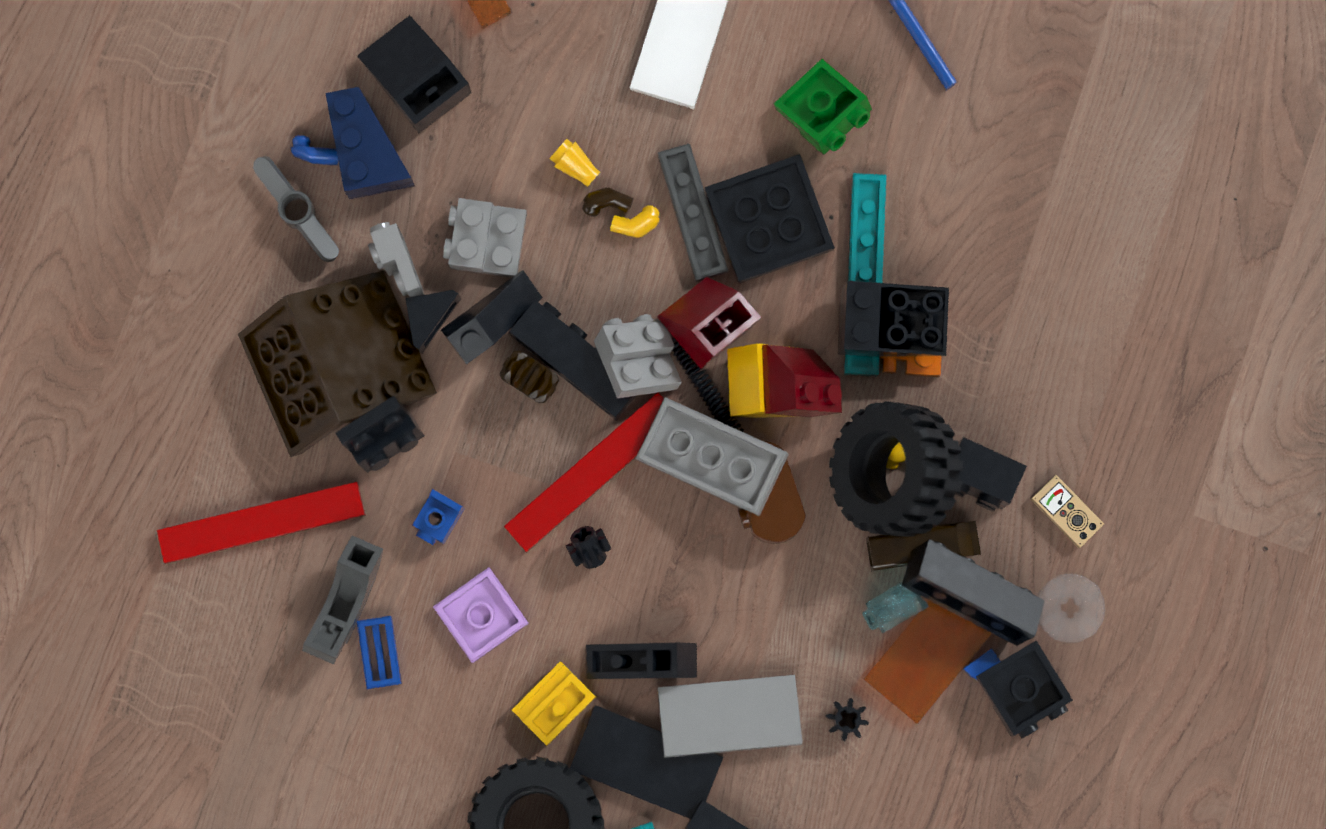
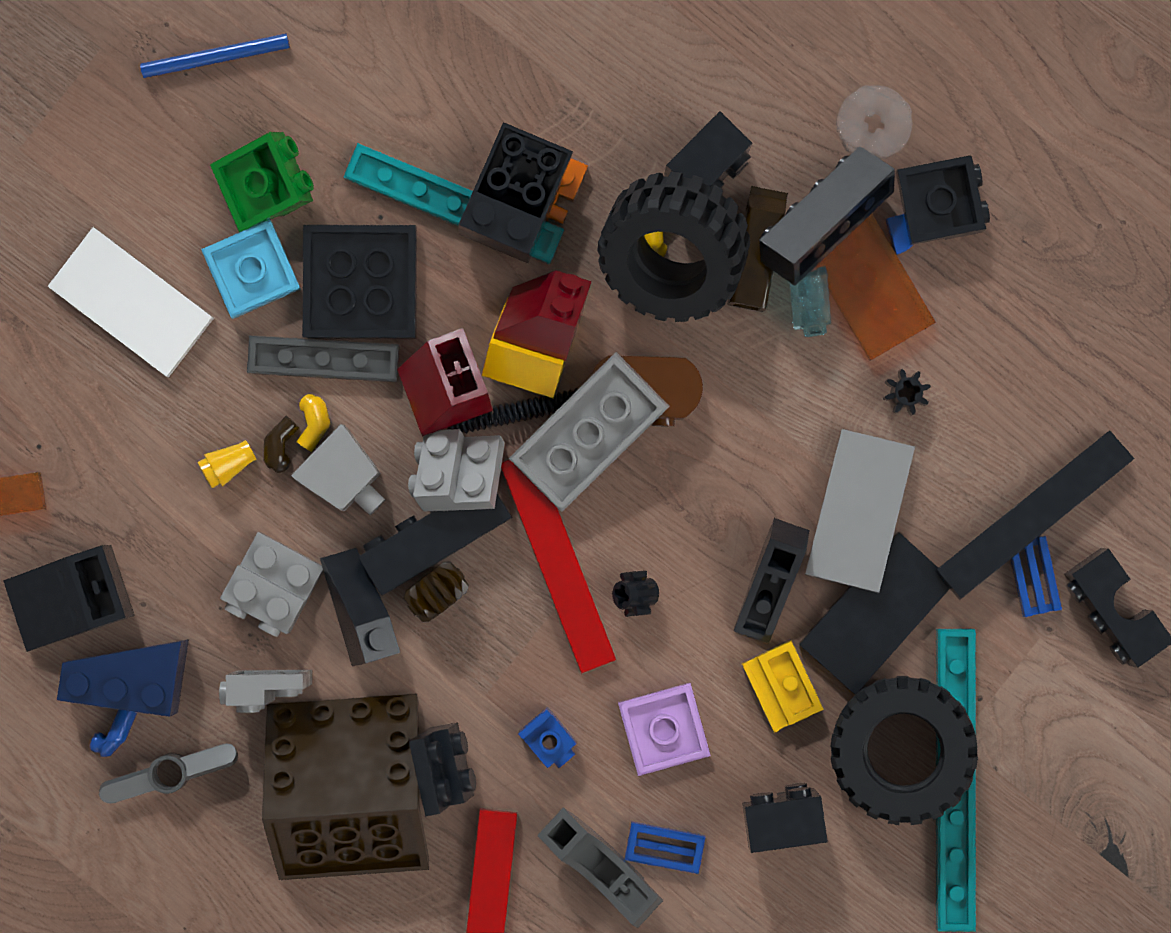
camera: 70 degrees left, 5 degrees up
(428, 314) = (332, 674): black slope -> none
(438, 743) = (784, 821): none -> black brick
(601, 261) = (341, 473): none -> light grey torso
(746, 124) = (251, 269): none -> medium azure plate
(1067, 511) = (774, 88): tan tile -> none

